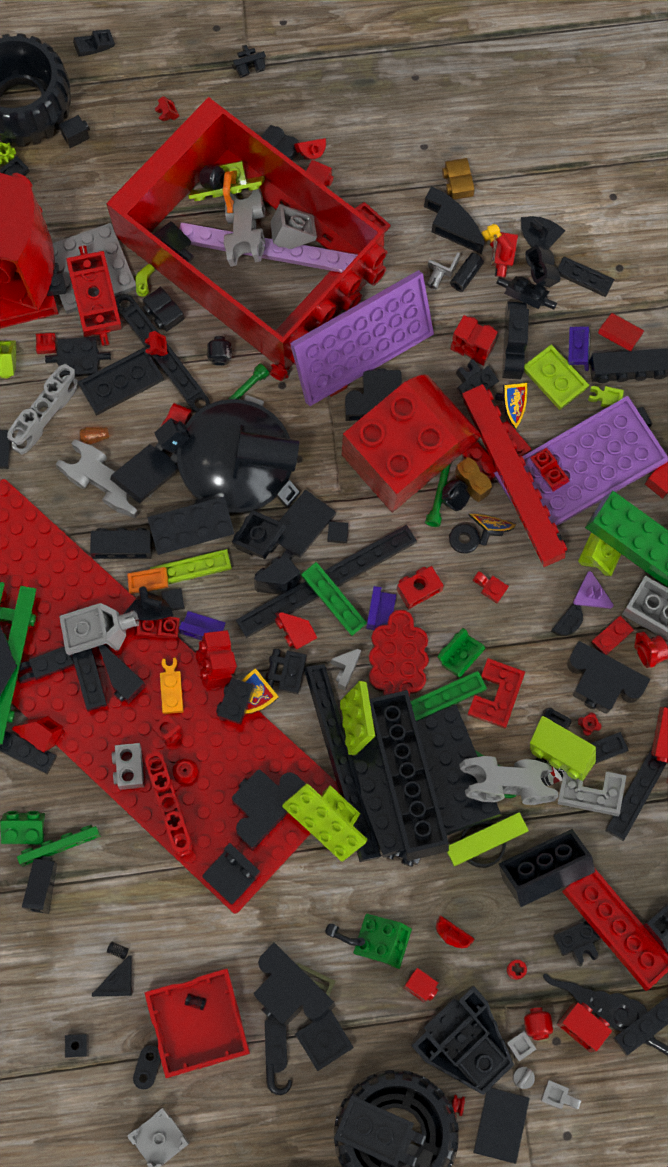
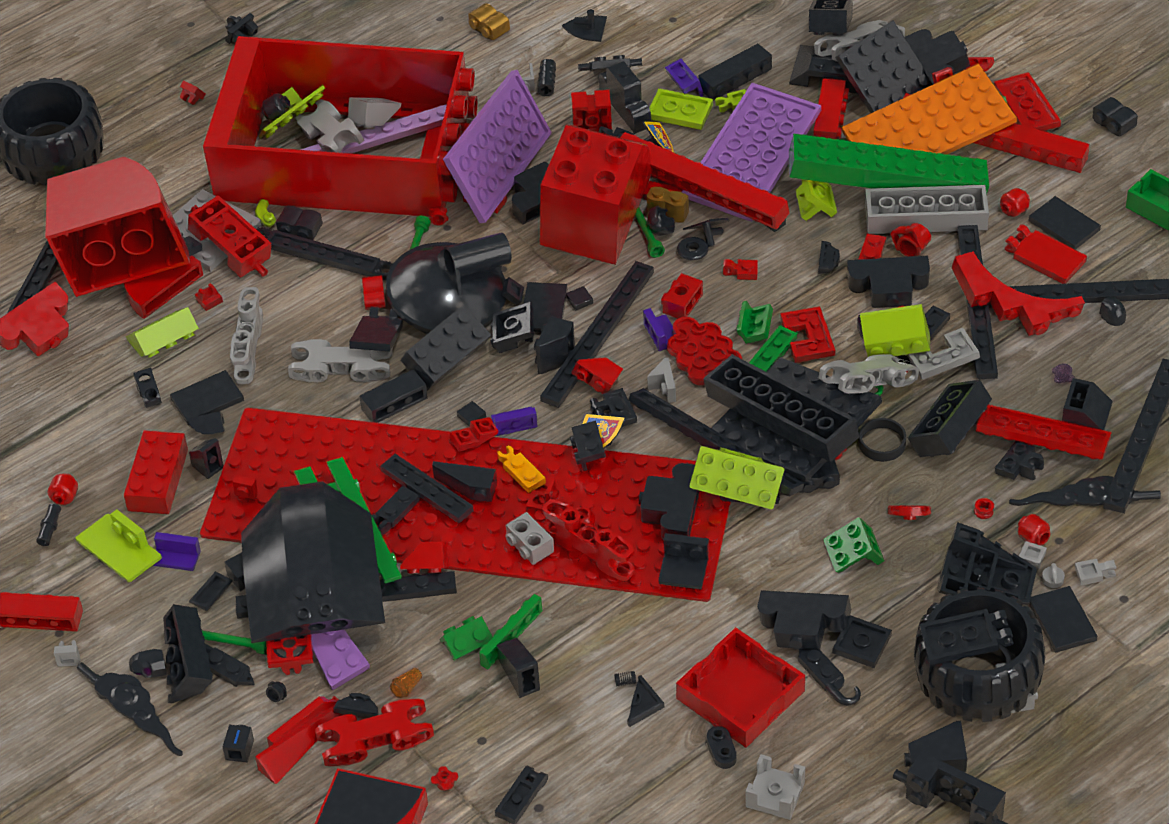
camera: 25 degrees left, 25 degrees down
(74, 131) = (119, 141): black brick -> none
(78, 354) = (233, 288): black plate -> none
(82, 1051) = (645, 763): black plate -> none
(92, 435) = (305, 334): clear orange cone -> none
(95, 627) = (419, 451): light grey plate -> none
(97, 42) = (91, 77): black slope -> none
(120, 381) = (300, 289): black plate -> none
(150, 606) = (454, 420): black shield -> none
(151, 579) = (438, 409): orange tile -> none
(157, 344) = (313, 242): red tile -> none
(172, 435) = (381, 292): black brick -> none
(189, 997) = (726, 672): black piece -> none
(197, 566) = (469, 385): lime tile -> none
(216, 658) = (547, 422): red brick -> none
(219, 351) = (373, 226): black head -> none
(229, 178) = (296, 104): orange helmet -> none
(332, 931) = (804, 564): black piece -> none
(333, 599) = (615, 337): green plate -> none
(357, 718) = (704, 399): lime plate -> none
(421, 986) = (913, 552): red brick -> none
(453, 221) = (507, 49): black slope -> none
(487, 839) = (883, 429): lime tile -> none
(503, 248) = (565, 42): red torso -> none
(542, 266) = (608, 41): black brick -> none
(549, 469) = (726, 163): red slope -> none
(584, 1026) = (1073, 507): red brick -> none
(585, 276) = (648, 36): black tile -> none
(592, 594) = (831, 232): medium lavender piece -> none
(621, 332) = (708, 53): red tile -> none

